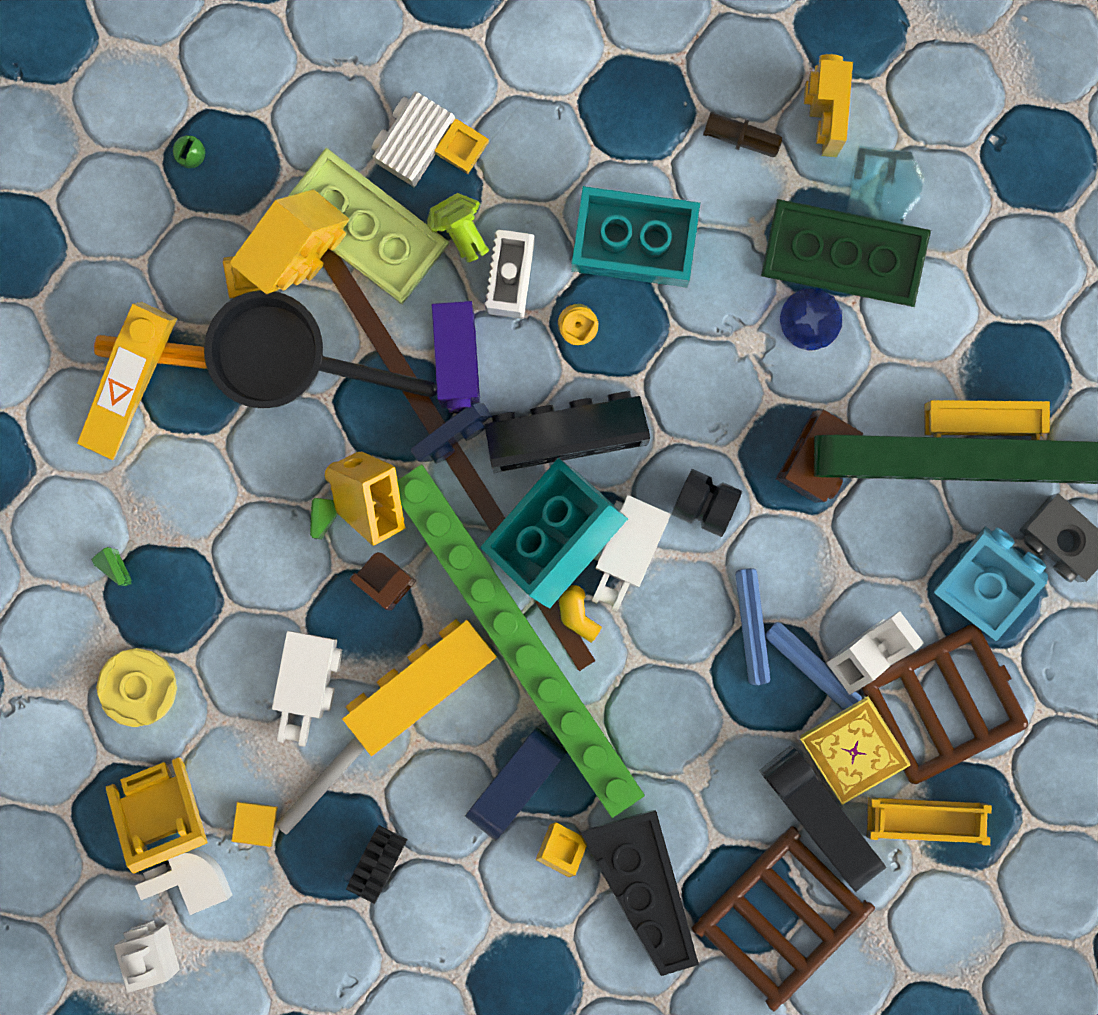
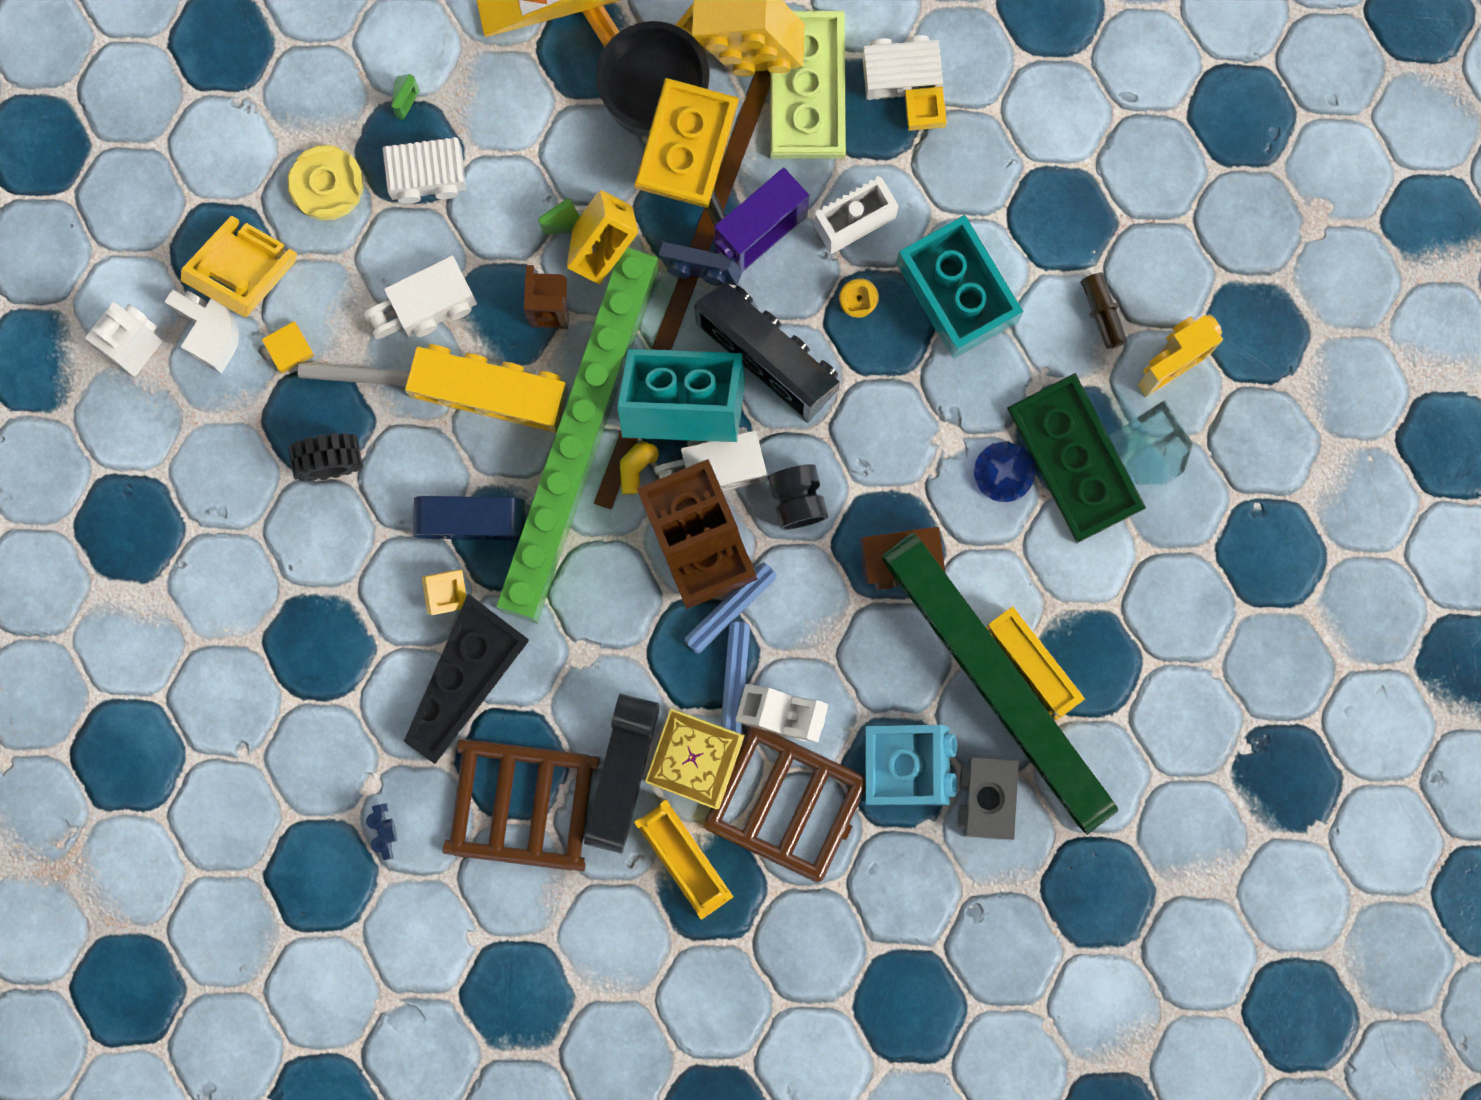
camera: 50 degrees right, 5 degrees down
(192, 598) = (424, 170): none -> white brick
(344, 366) = (686, 143): none -> yellow tile
(456, 218) = (865, 140): lime connector -> none
(676, 608) = (697, 533): none -> reddish brown bracket

